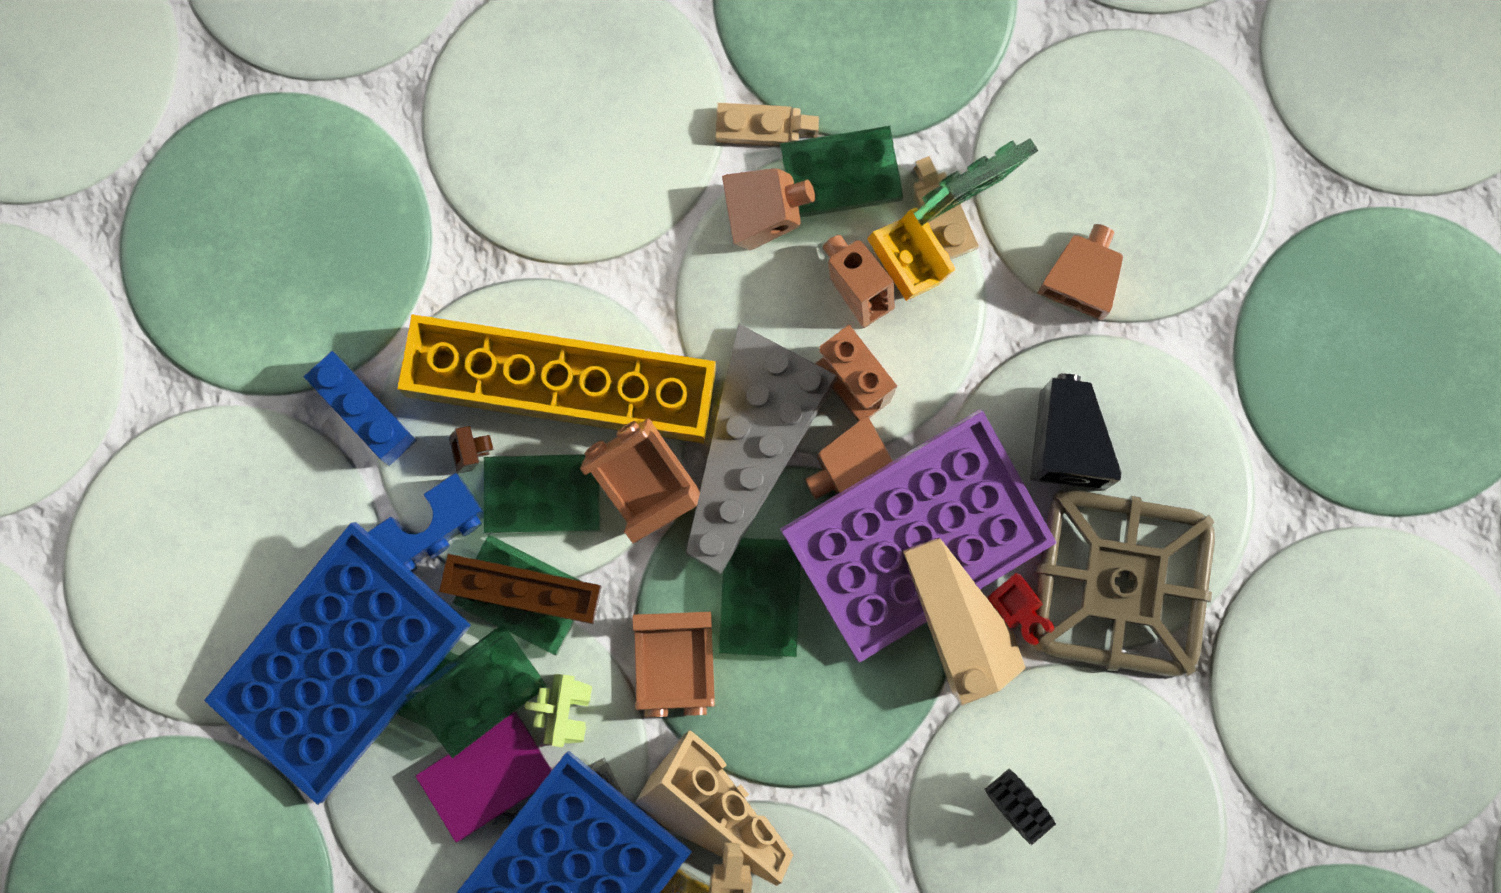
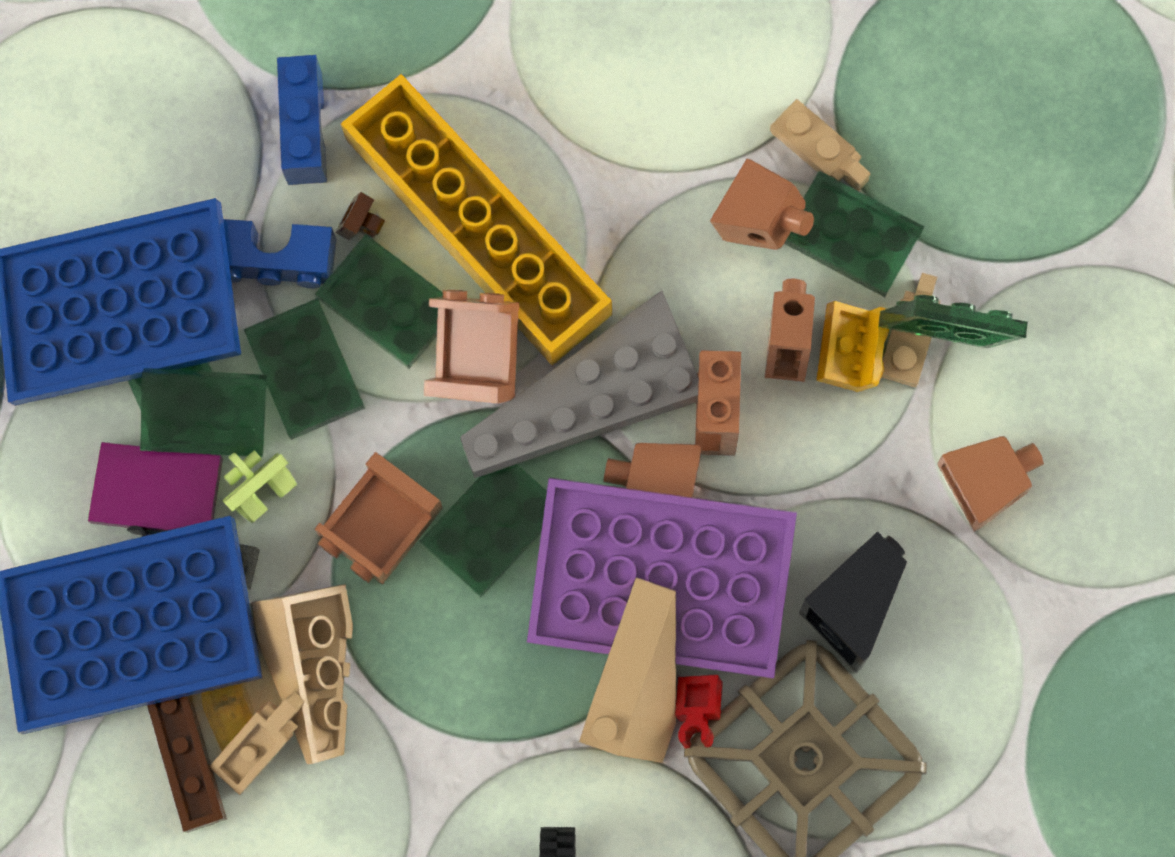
camera: 45 degrees right, 5 degrees down
(520, 589) = (305, 359): reddish brown plate -> none

